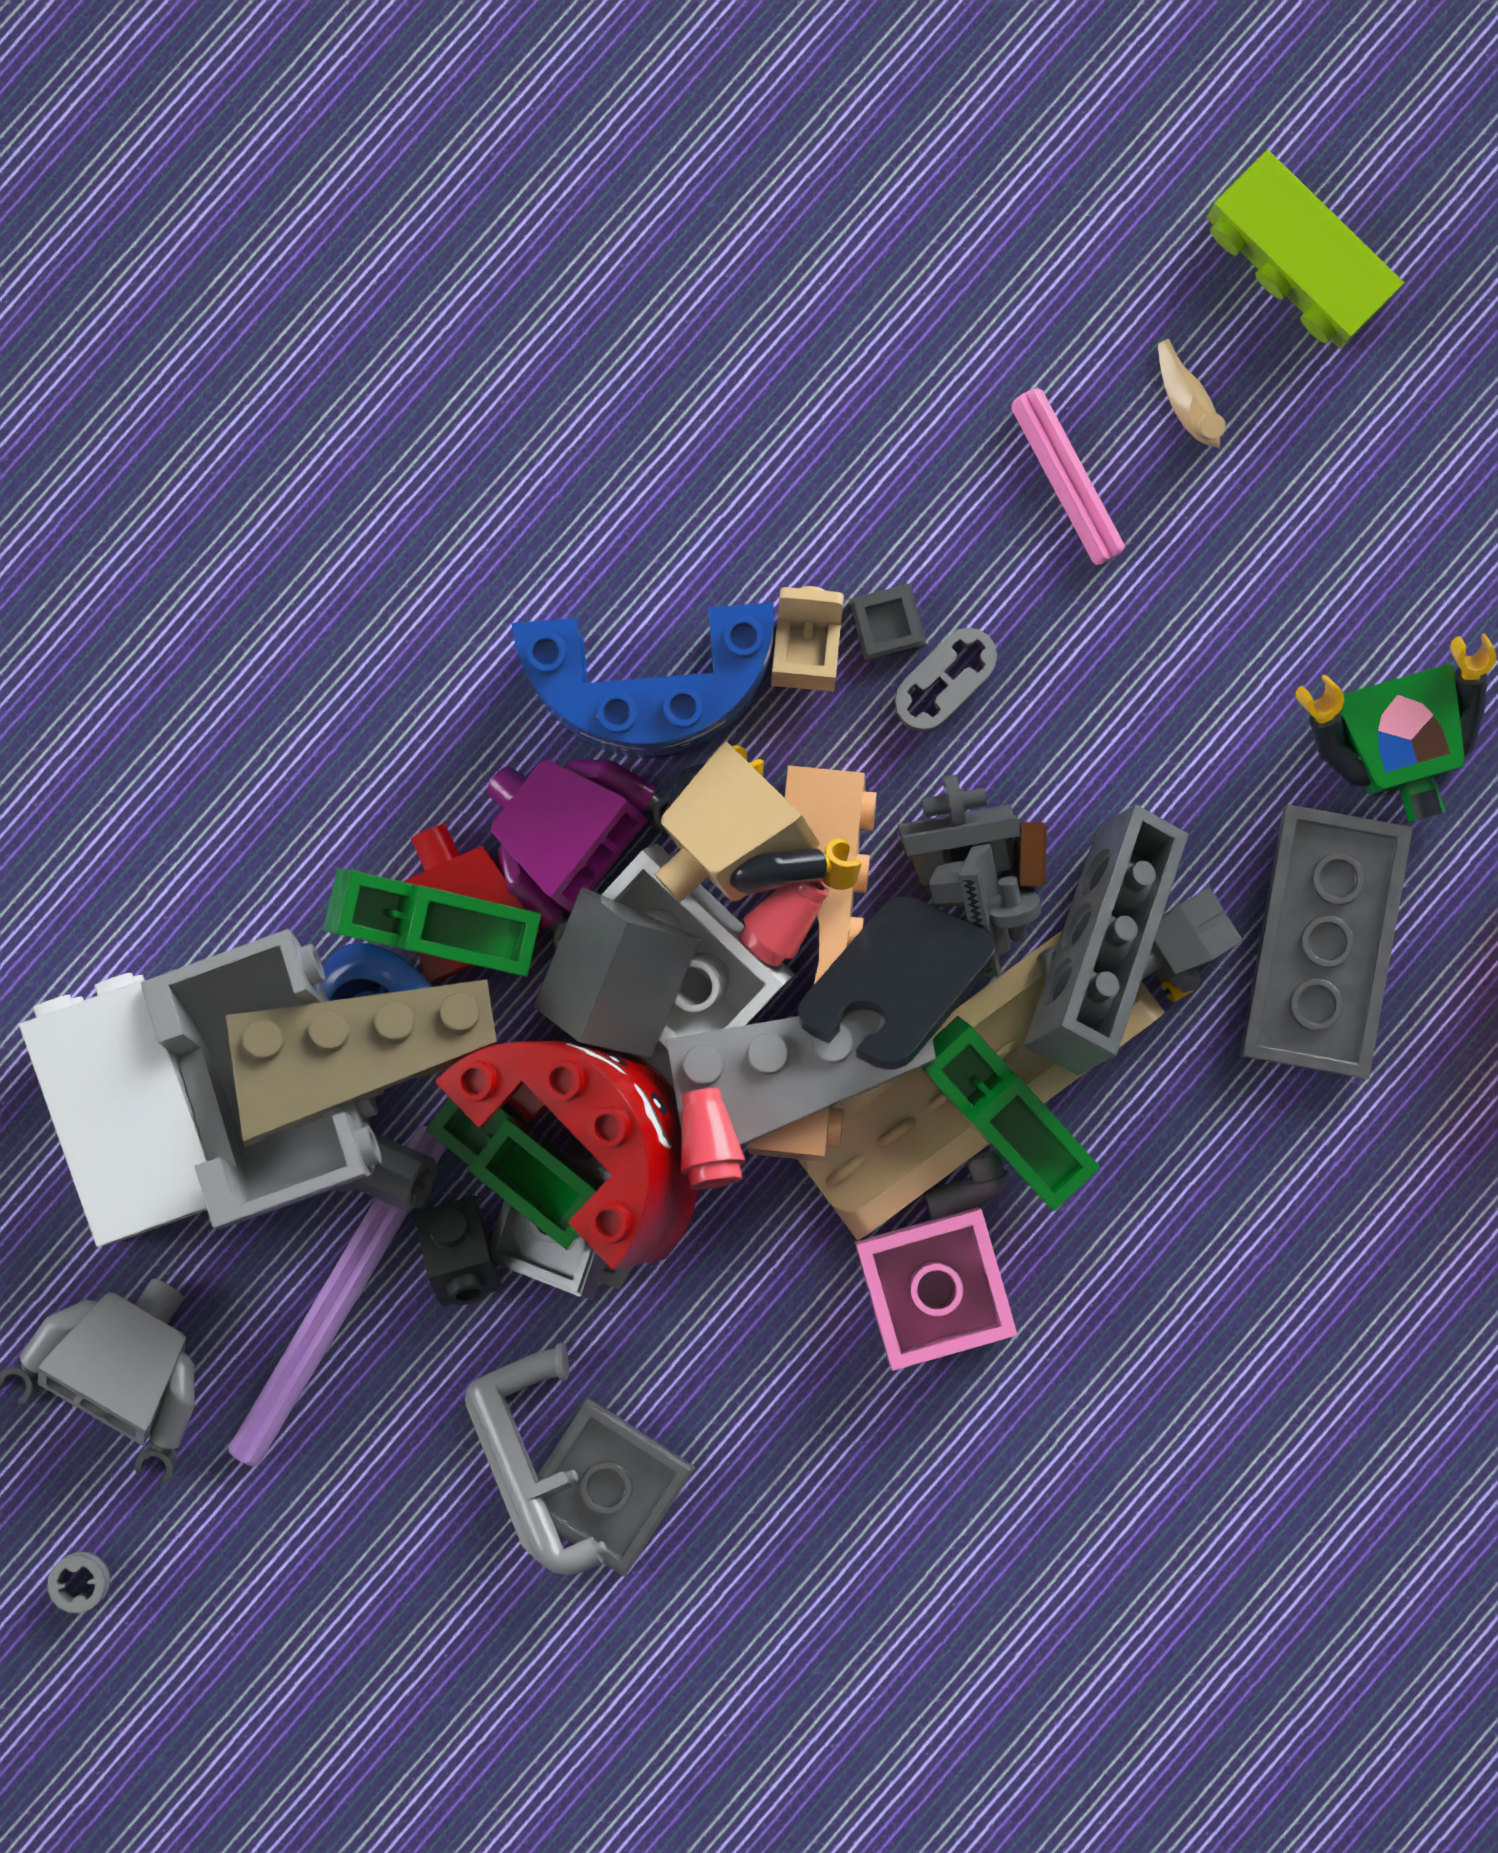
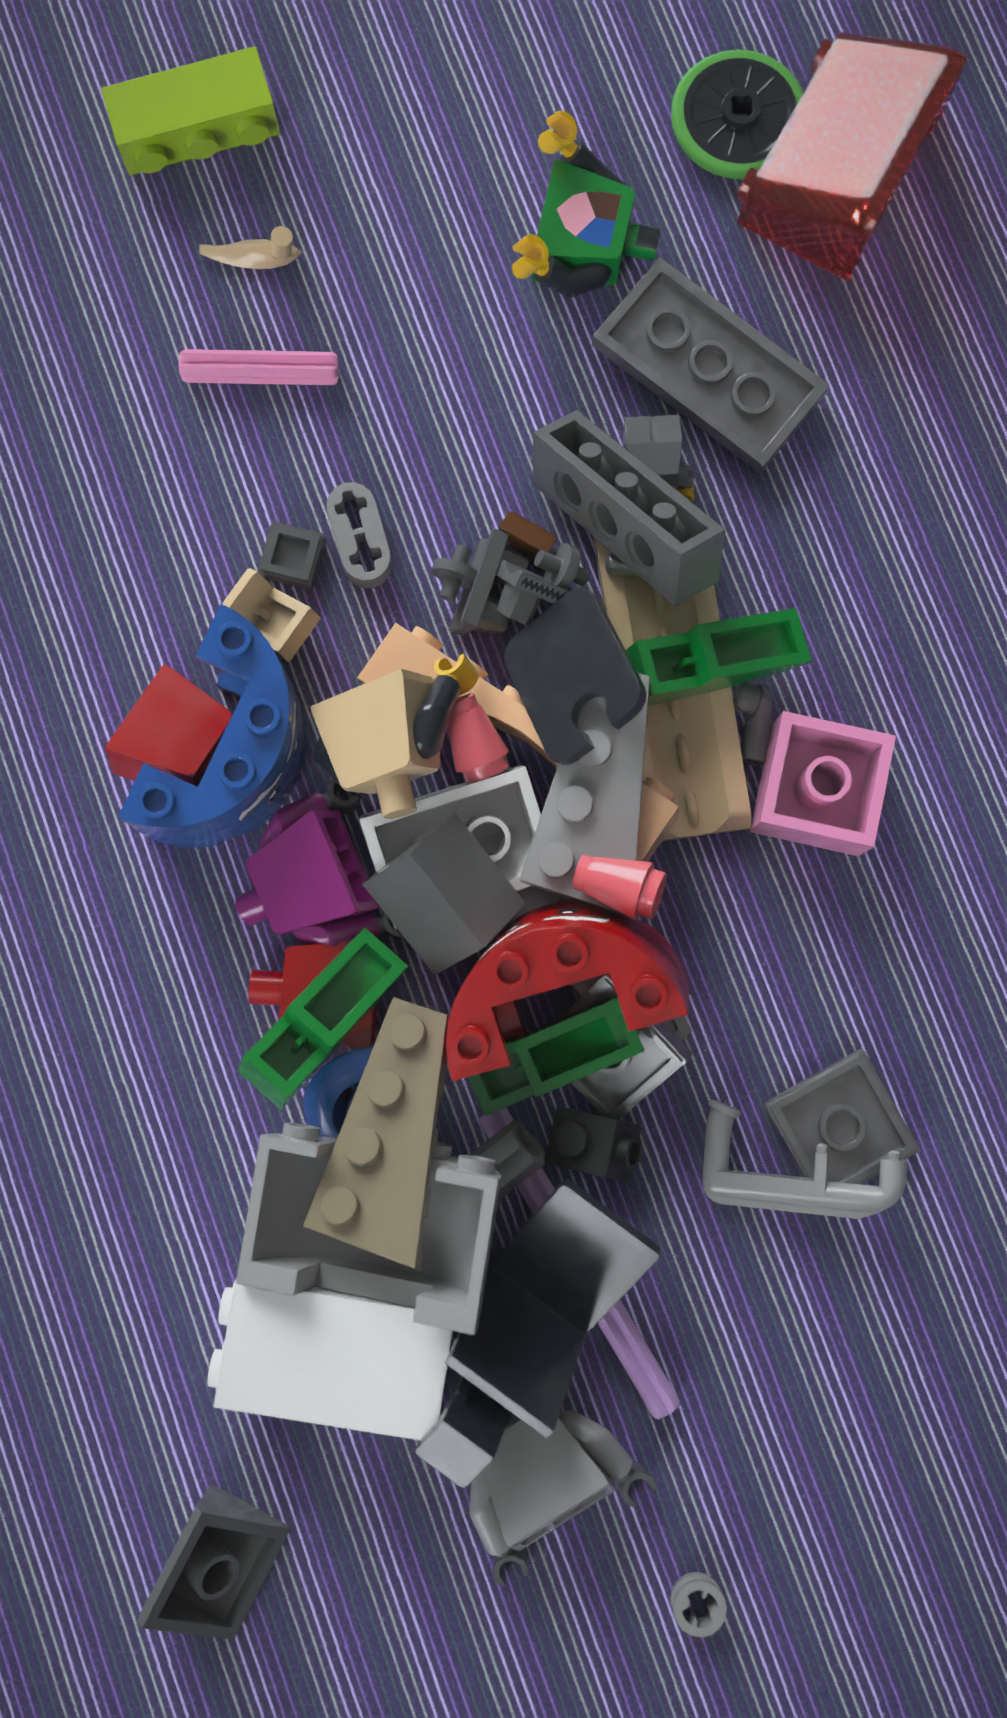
camera: 65 degrees left, 5 degrees down
(254, 1282) = (533, 1320): none -> black piece
(631, 616) = (169, 729): none -> red torso

